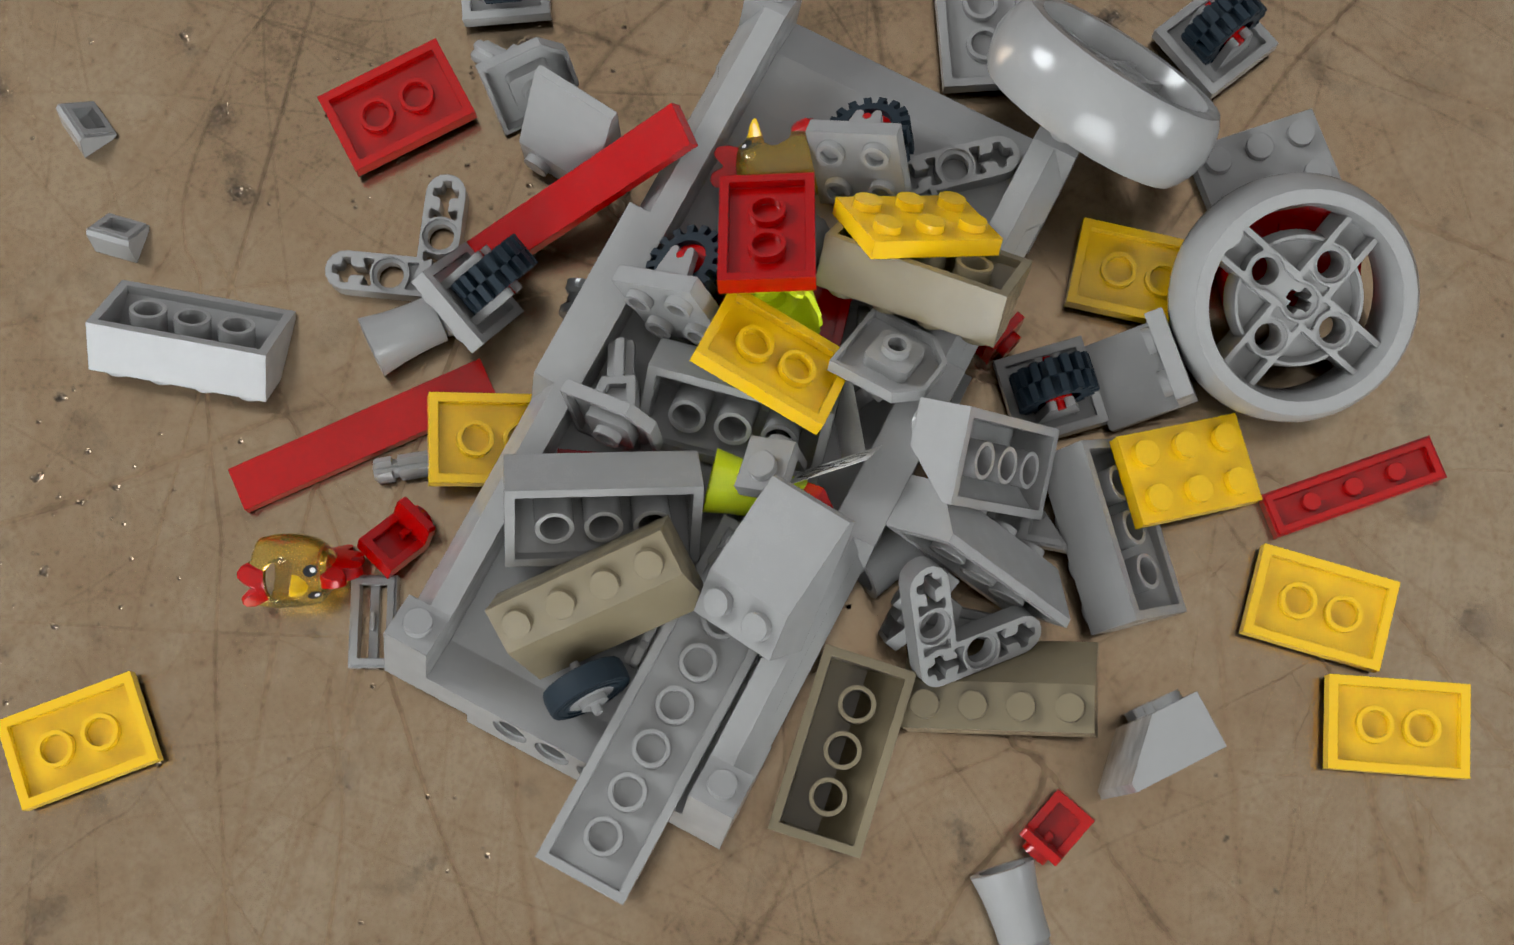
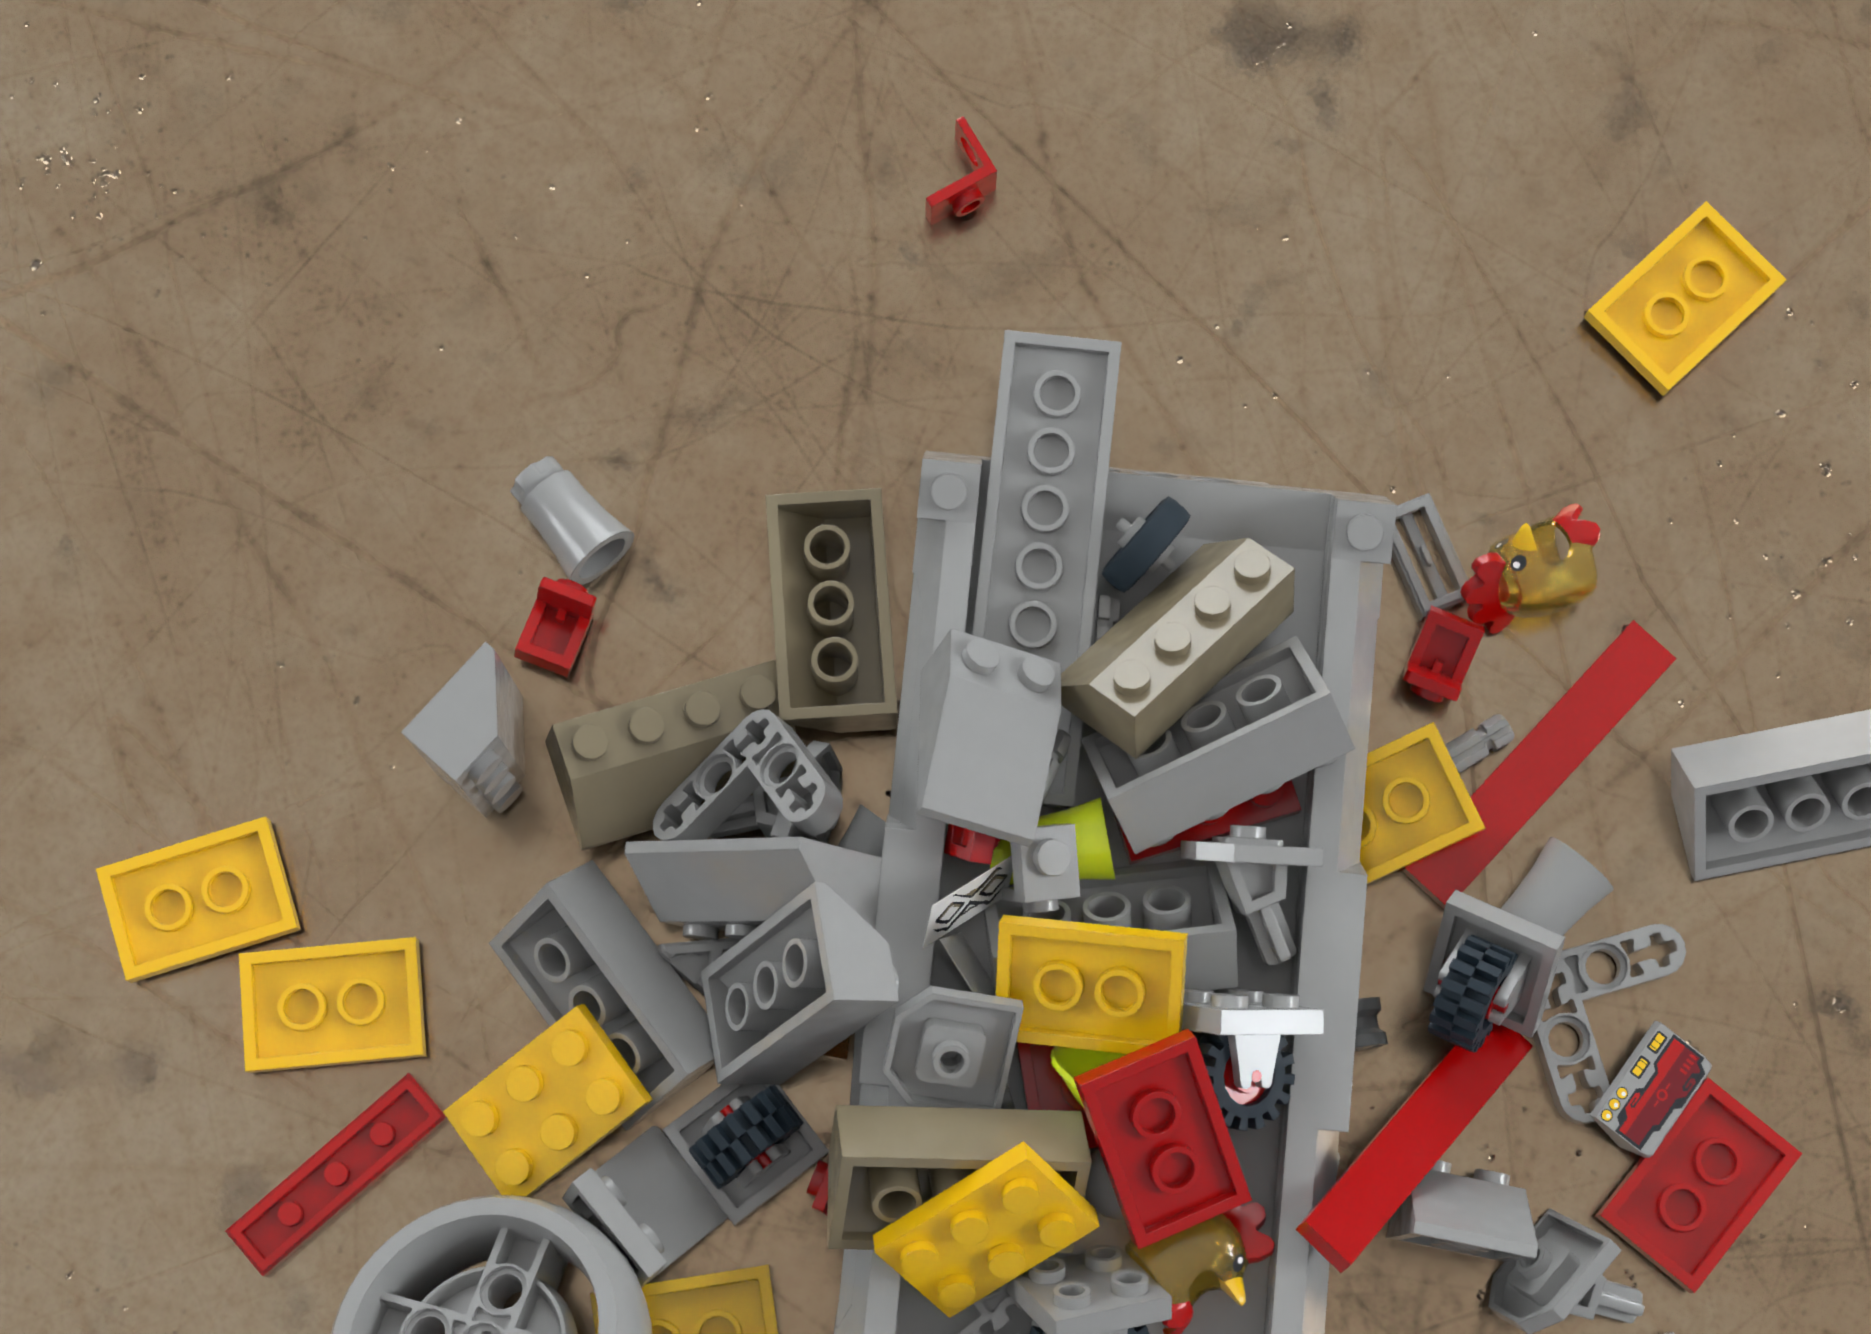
camera: 155 degrees right, 0 degrees up
(398, 177) = (1651, 1091): none -> slope

